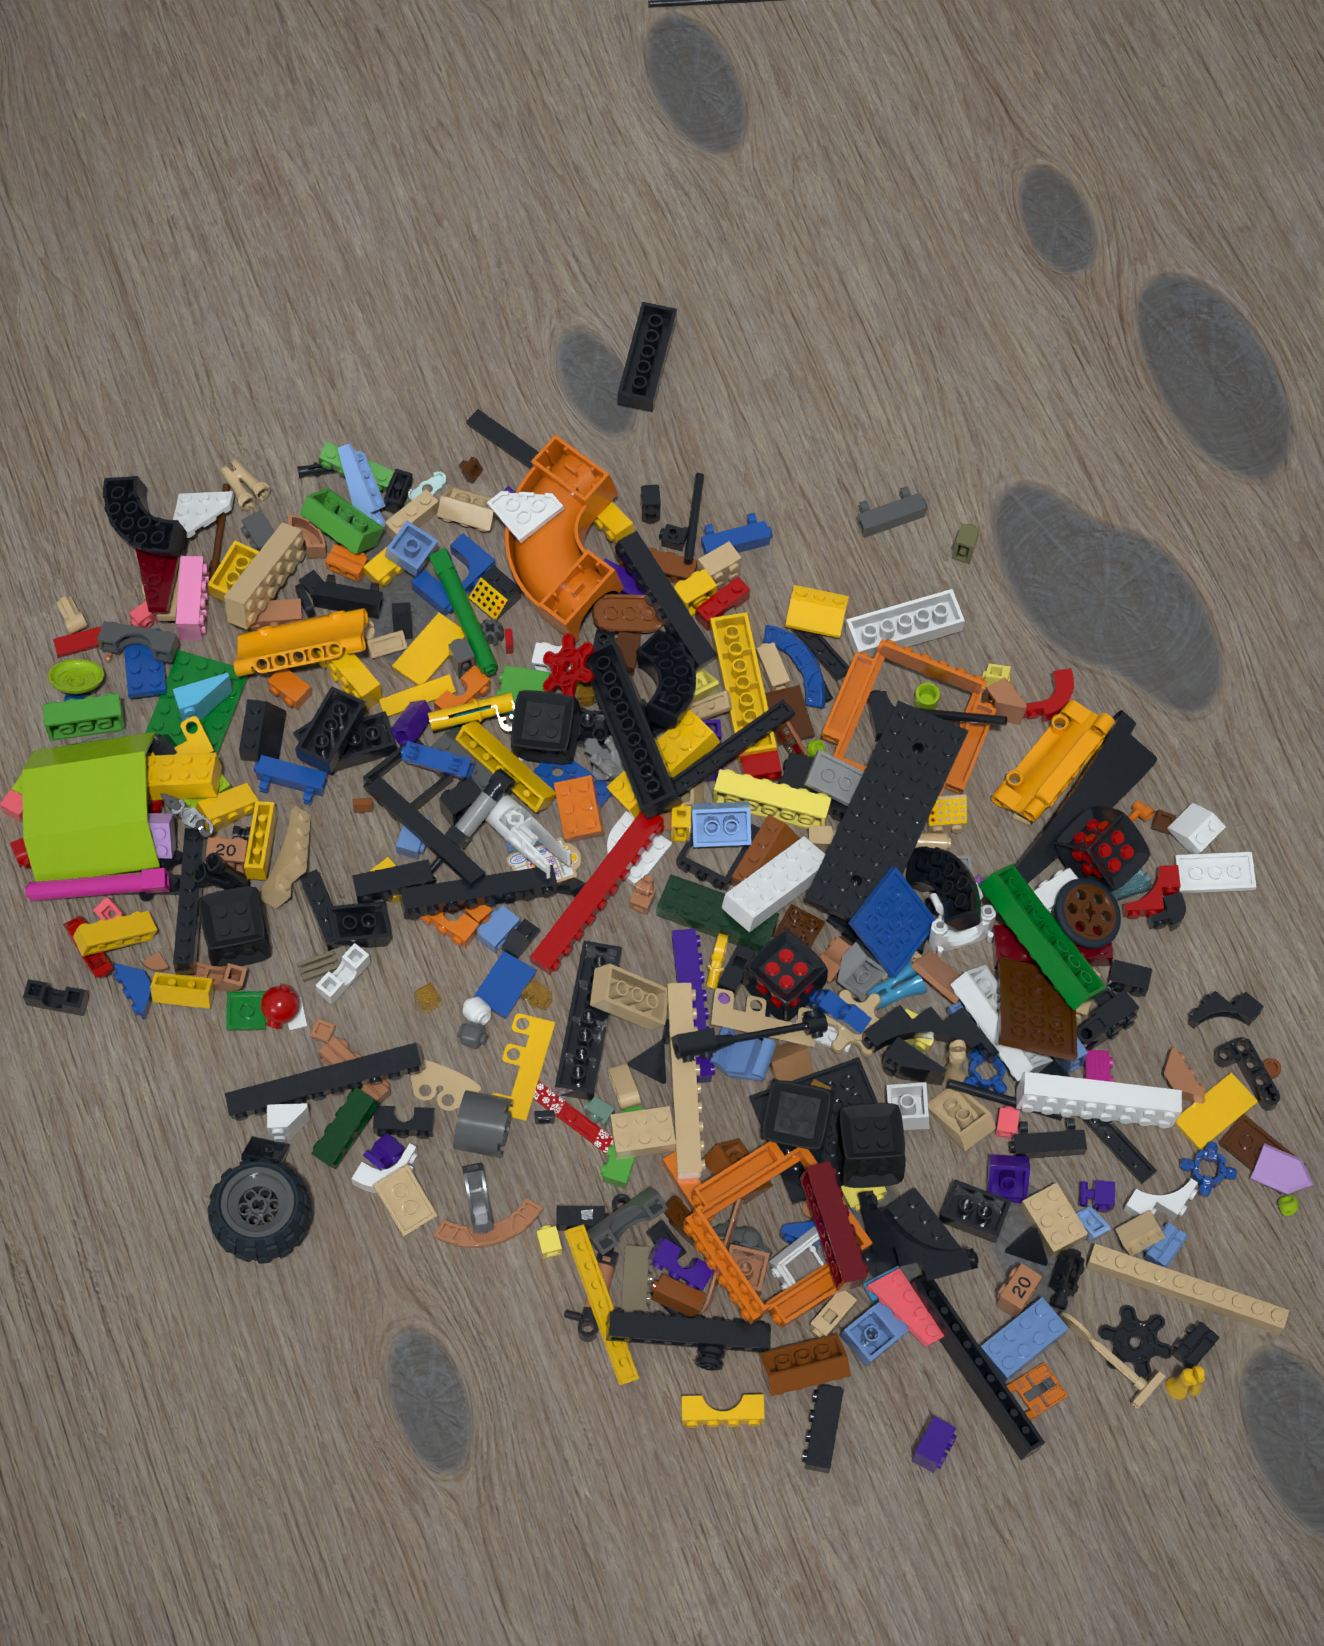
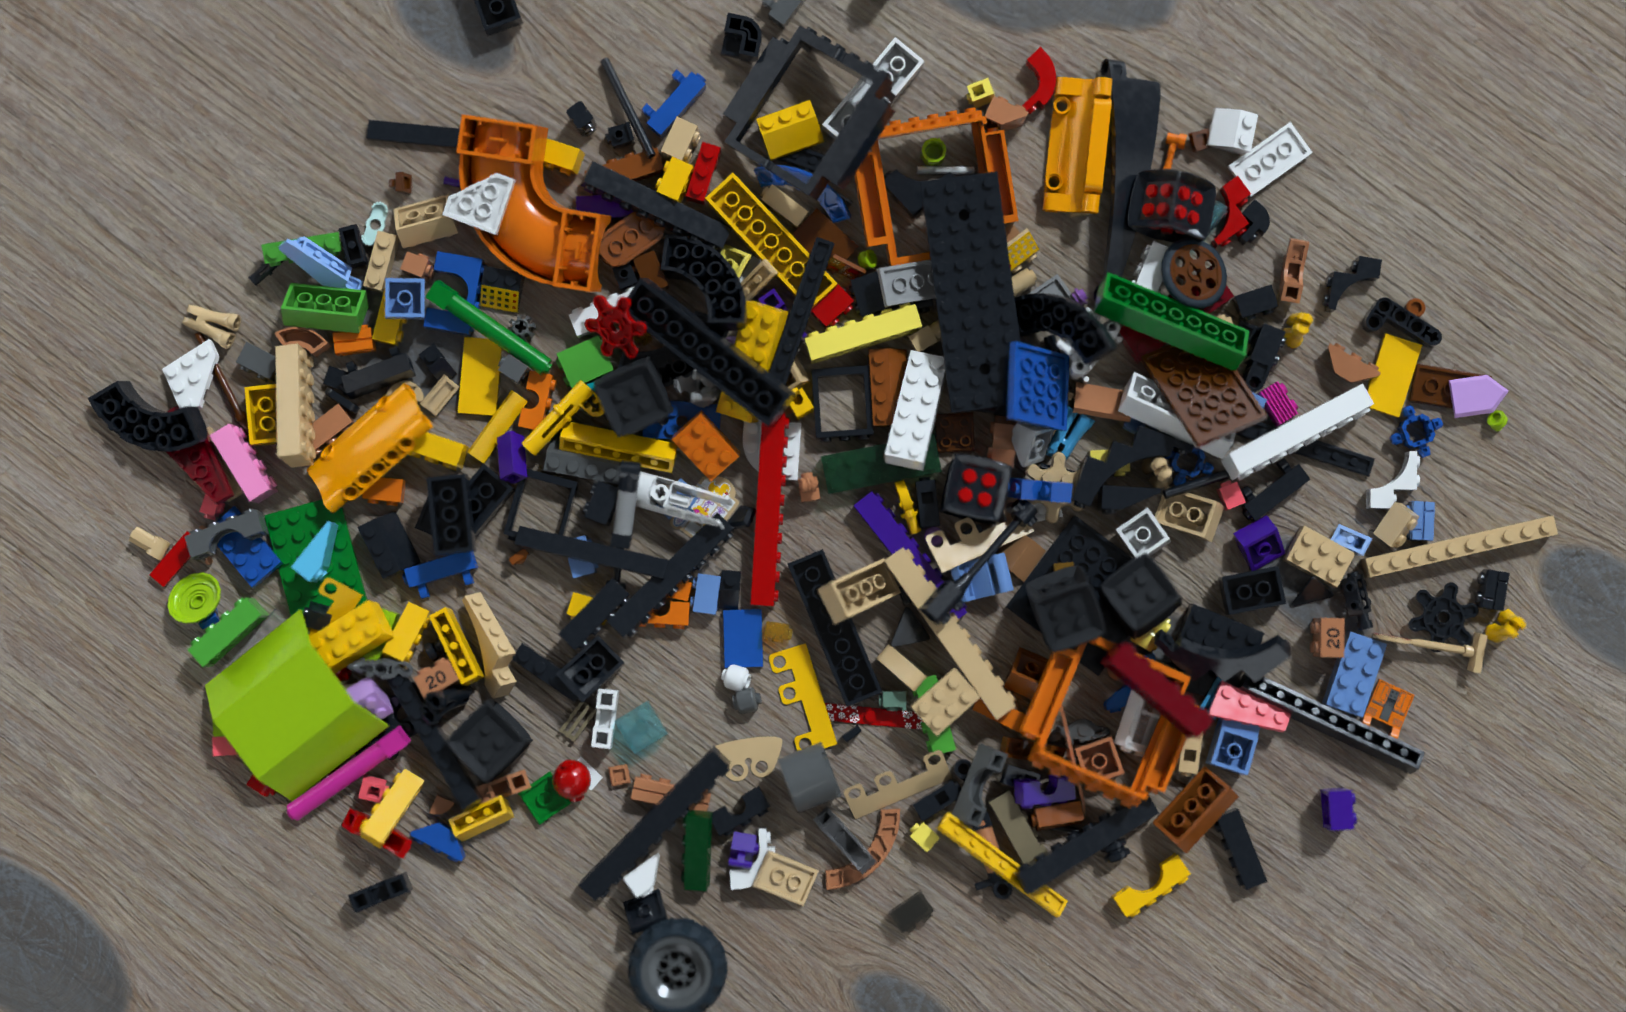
camera: 30 degrees left, 20 degrees up
(368, 1001) = (641, 727): none -> clear light blue brick
(427, 998) = (688, 693): clear yellow brick -> none
(437, 760) = (559, 482): blue brick -> none
(439, 530) = (418, 266): none -> nougat brick
(494, 1299) = (911, 911): none -> clear smoke brick
(509, 641) = (543, 326): red tile -> none
(548, 1190) = (895, 792): none -> tan piece
(721, 824) = (836, 385): light blue slope -> none
(823, 520) = (741, 38): none -> black brick
(858, 635) = (855, 137): none -> black door
(968, 717) = (970, 159): black piece -> none
(1102, 1195) = (1343, 509): dark purple brick -> none
(1155, 1016) = (1299, 326): none -> yellow piece
(1180, 970) = (1292, 271): none -> nougat arch

